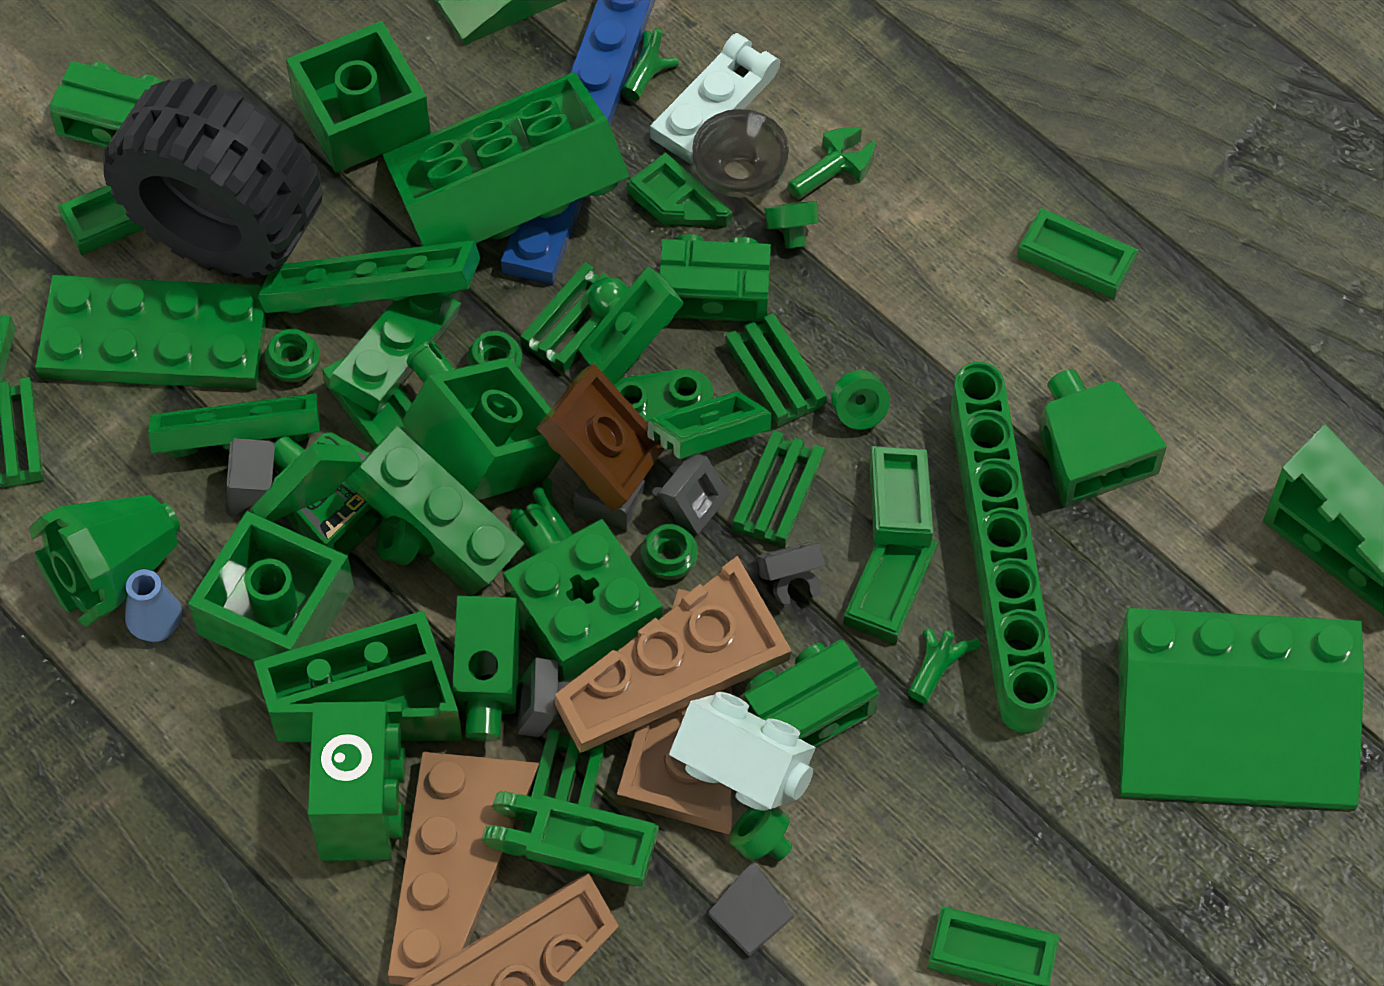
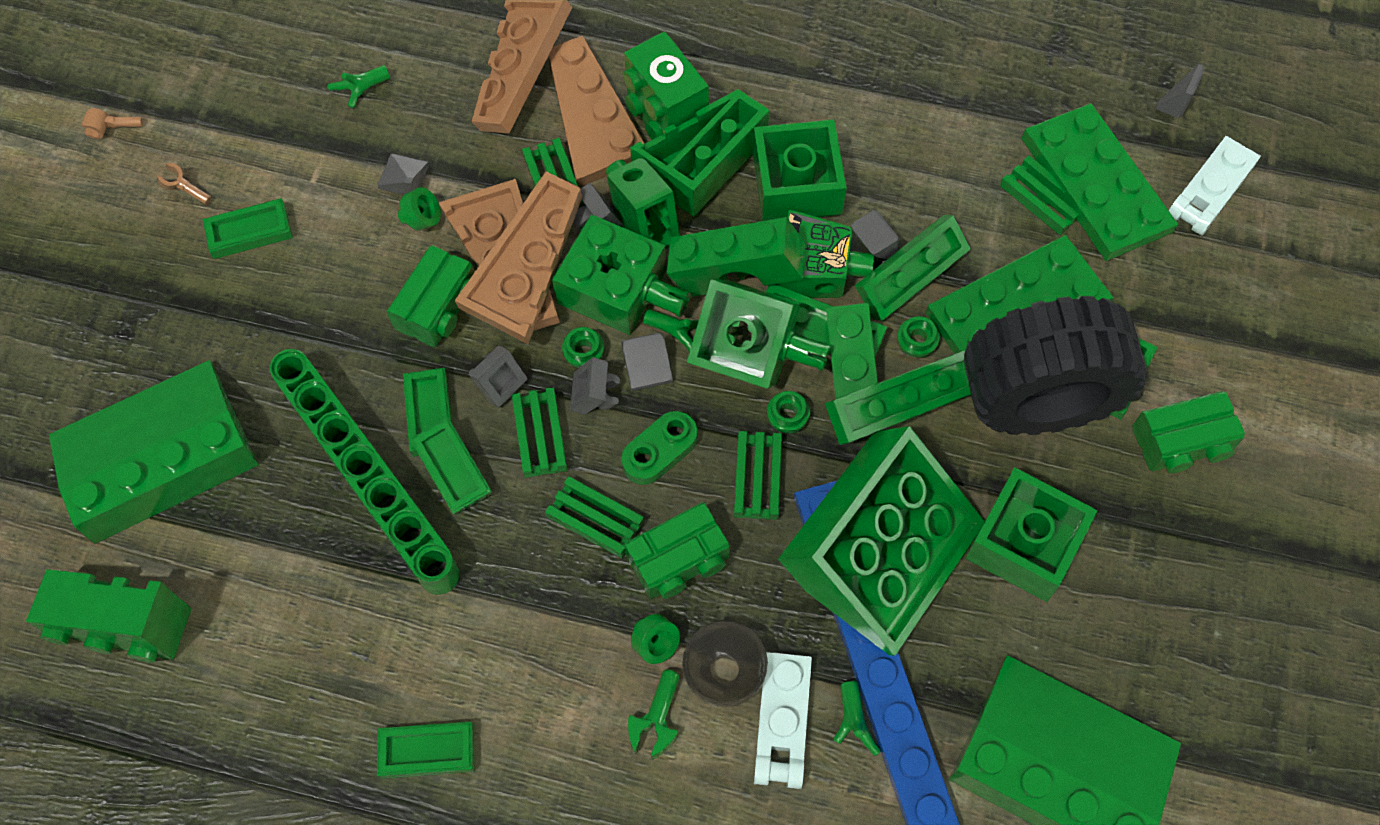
camera: 150 degrees right, 5 degrees up
(98, 546) = (916, 137): green cone -> none
(151, 608) = (865, 134): medium blue cone -> none
(308, 480) = (820, 221): green tile -> none
(575, 837) = (524, 138): green hinge -> none
(601, 437) = (666, 369): reddish brown plate -> none
(629, 320) = (705, 471): green plate -> none
(676, 196) = (759, 611): green tile -> none
(709, 424) = (592, 426): green tile -> none
(743, 751) = (442, 215): light aqua brick -> none
(860, 399) = (519, 520): green tile -> none
(937, 660) = (369, 375): green bar -> none
(1096, 439) = (333, 585): green torso -> none

